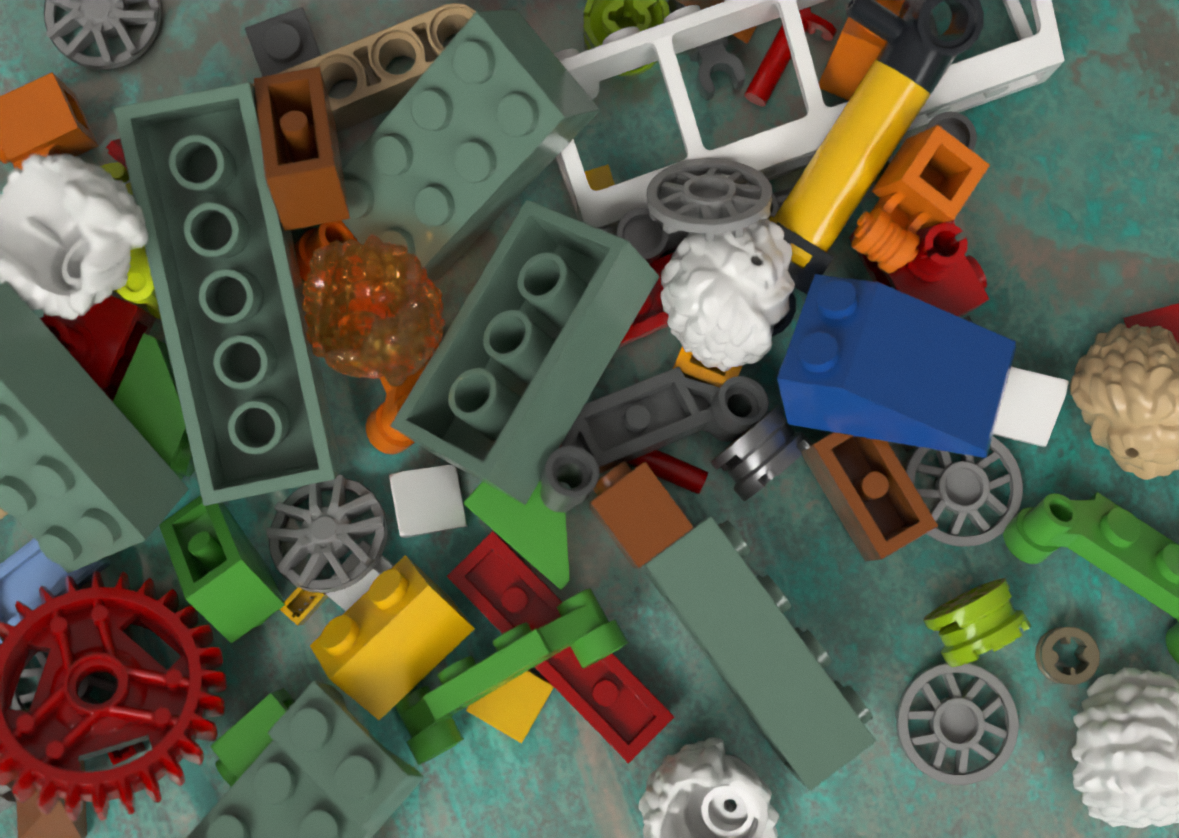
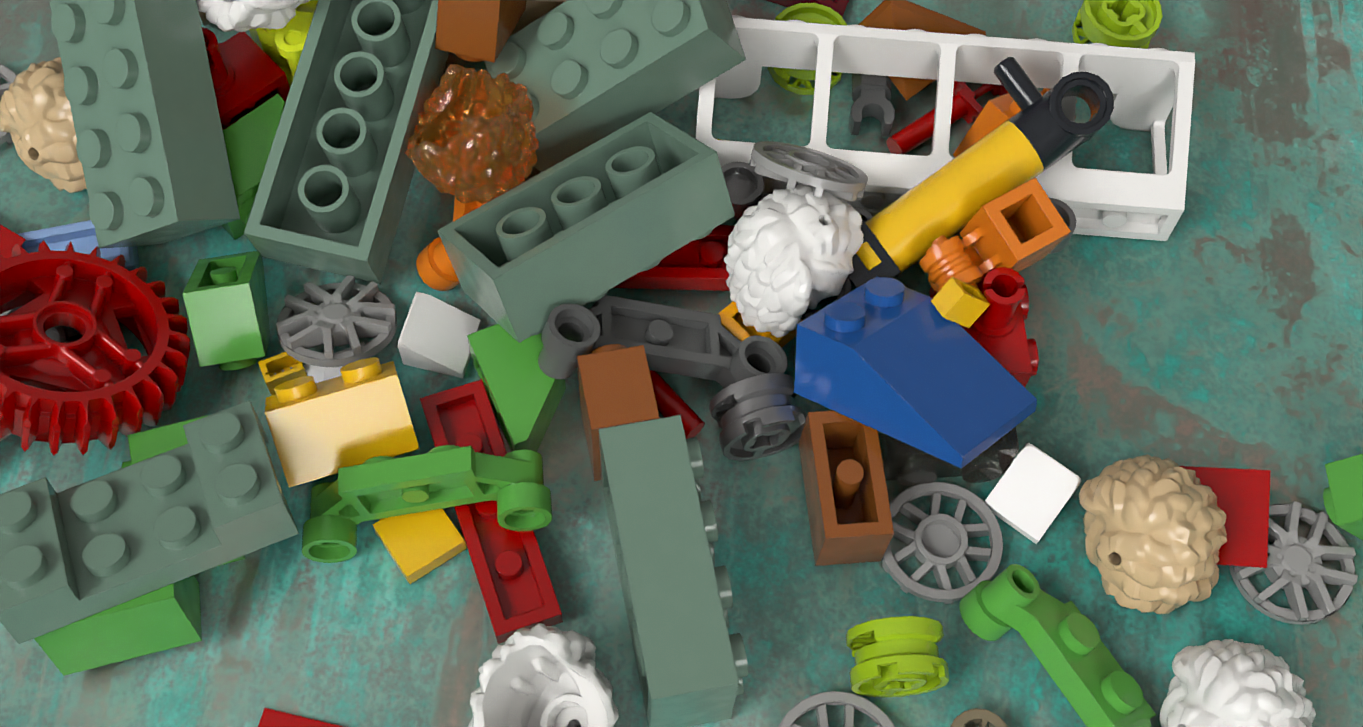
camera: 25 degrees right, 20 degrees down
(910, 278) = (960, 302): none -> yellow piece

